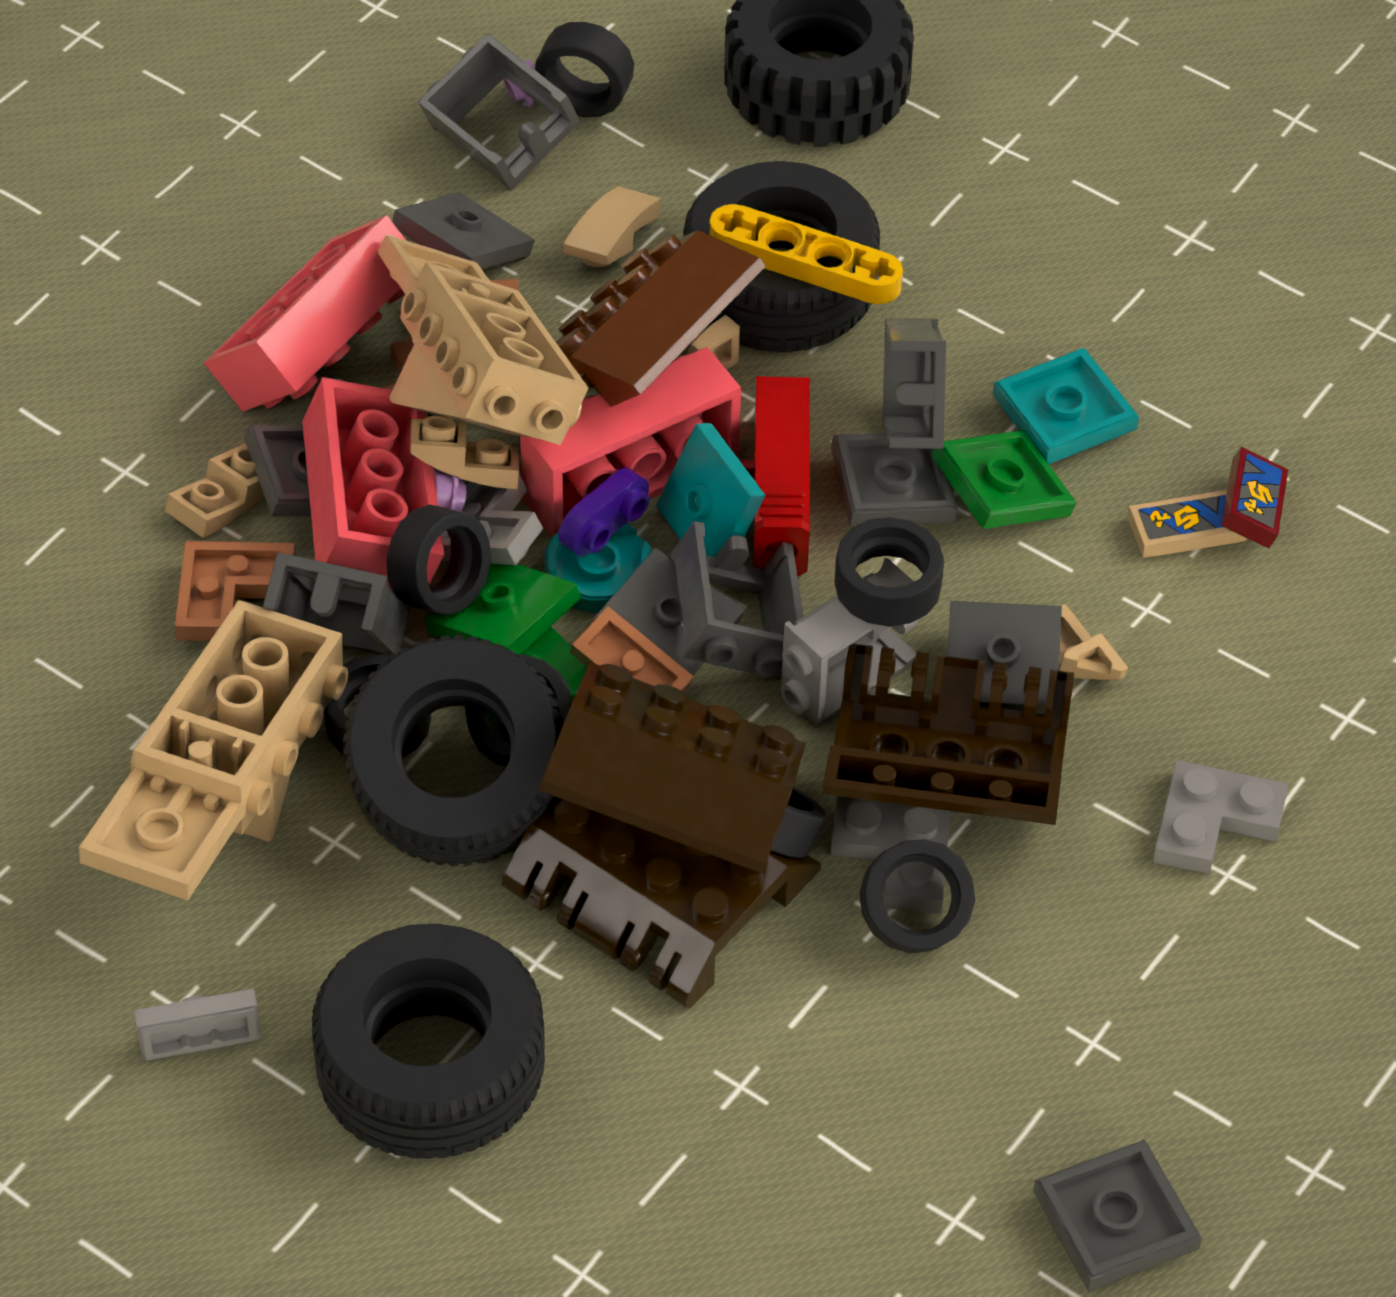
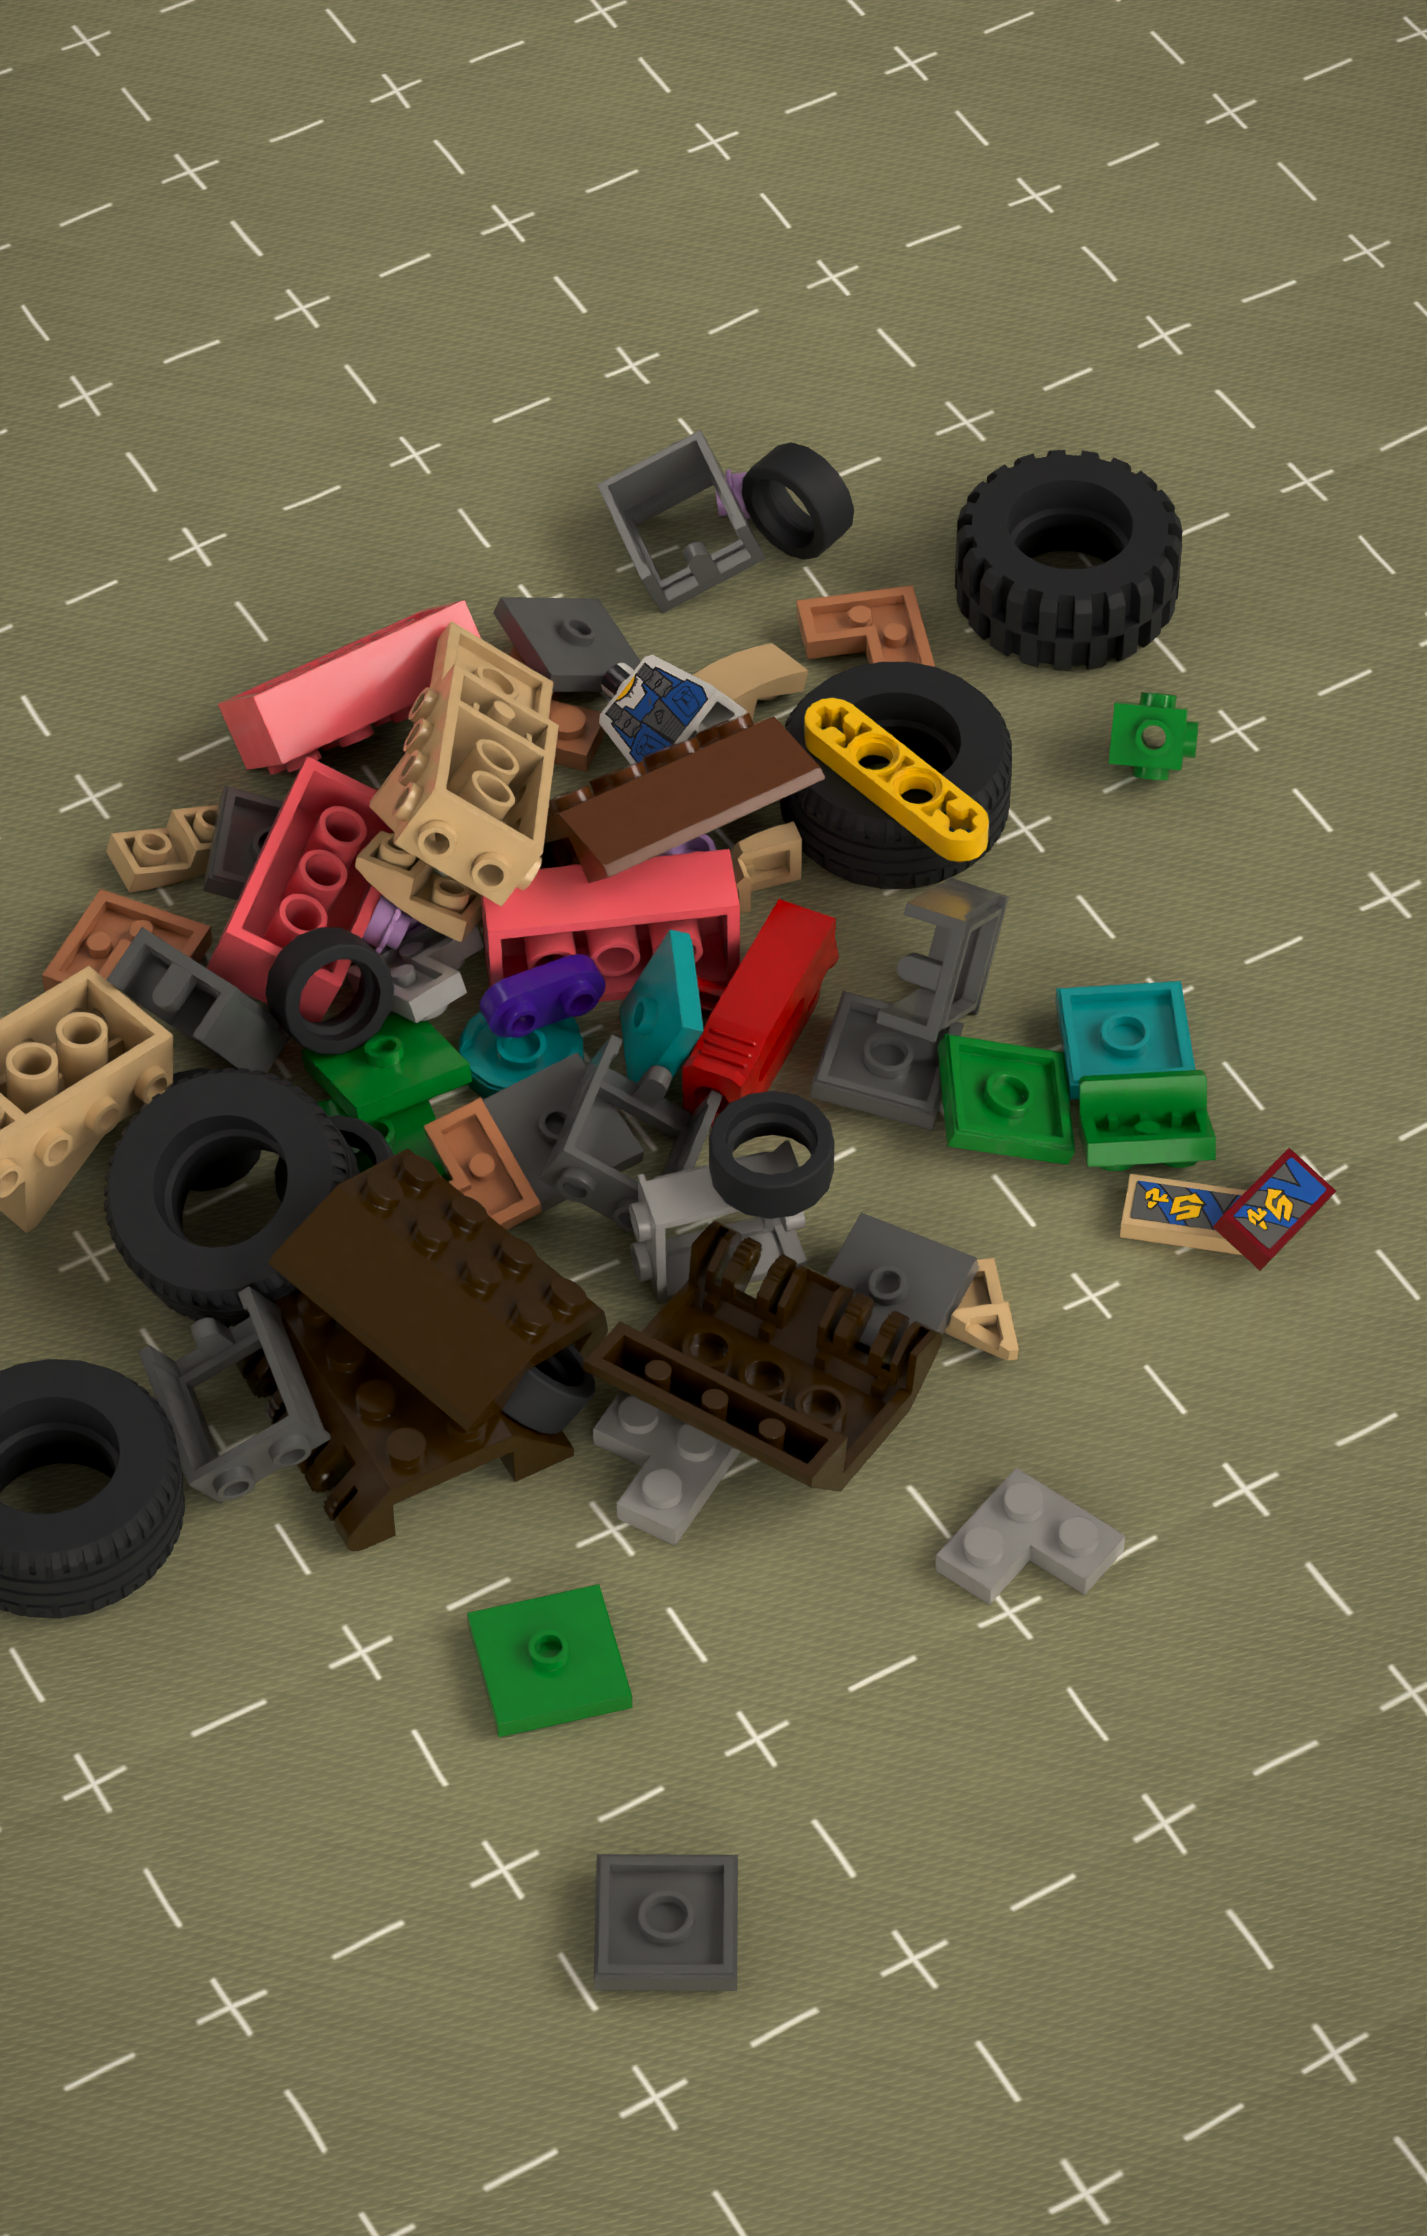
camera: 25 degrees right, 0 degrees up
(507, 875) = (219, 1348): none -> dark grey window
(572, 260) = (659, 707): none -> torso
(688, 146) = (874, 622): none -> nougat plate
(899, 1039) = (549, 1660): none -> green plate
(940, 172) = (1128, 740): none -> green brick
(961, 894) = (589, 1502): black tyre -> none
(1119, 461) = (1145, 1119): none -> green bracket

